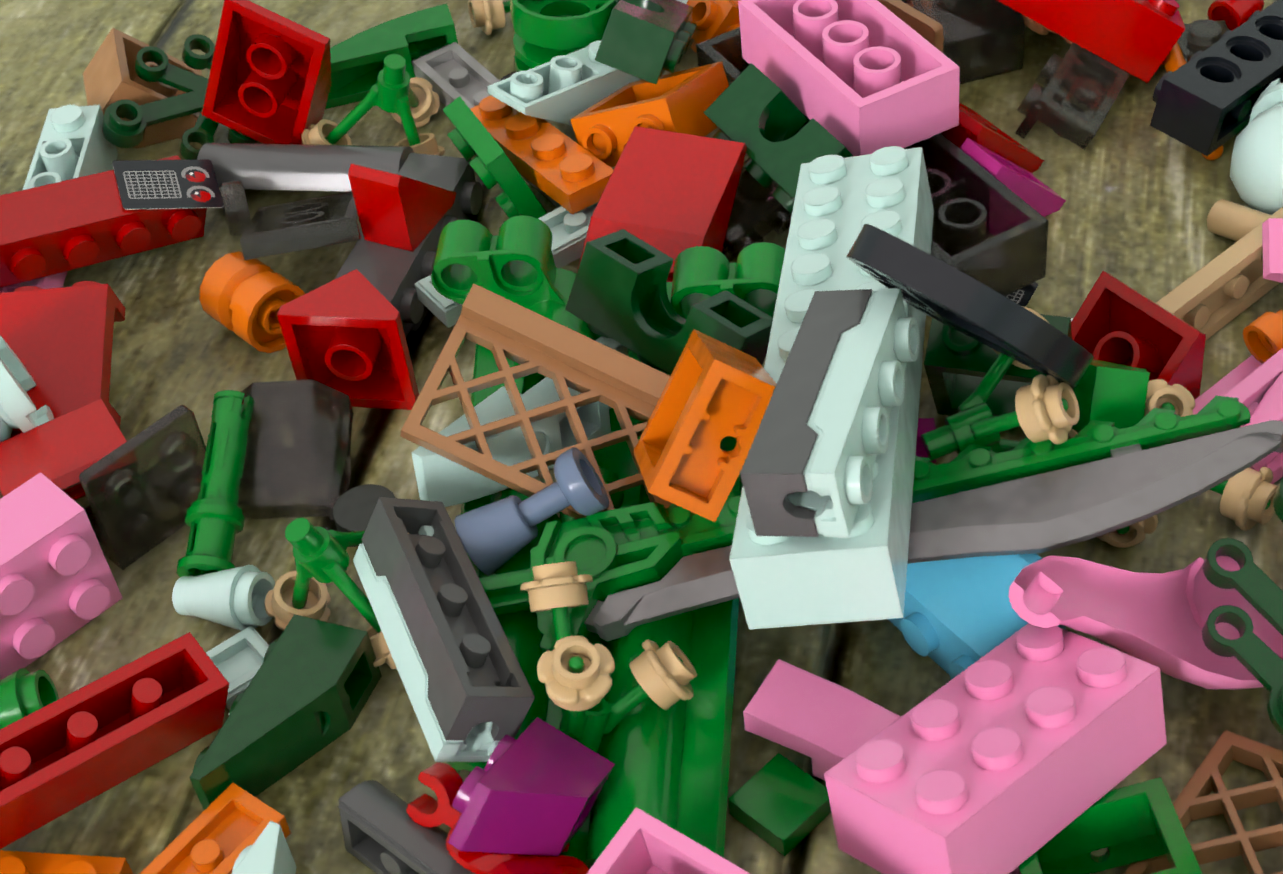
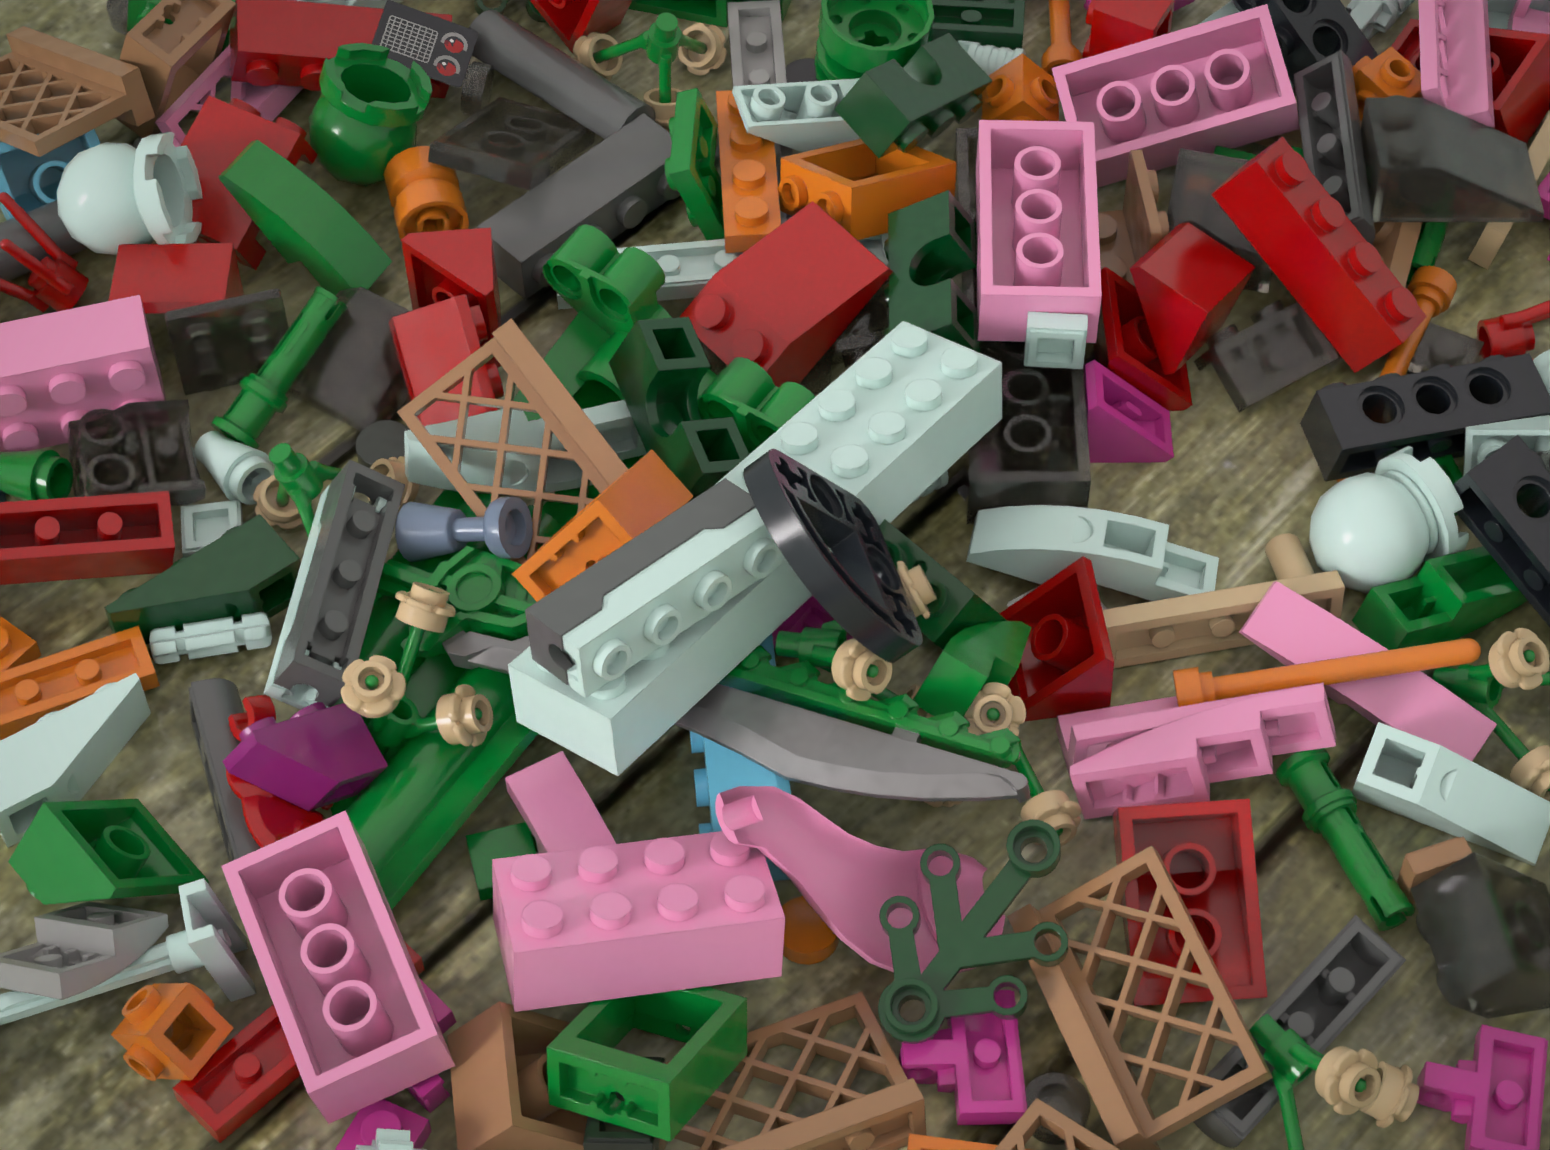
camera: 25 degrees right, 10 degrees up
(109, 627) = (136, 452): none -> clear smoke slope
(152, 355) = (303, 220): none -> green slope
(155, 255) = (366, 112): none -> green tile
(315, 759) = (210, 638): none -> light aqua axle
(373, 390) = (436, 341): none -> red slope
(395, 207) = (584, 171): red slope -> none
(934, 127) = (1055, 340): none -> light aqua tile
(998, 66) = (1187, 291): none -> red slope
(1063, 275) = (1123, 548): none -> light aqua slope

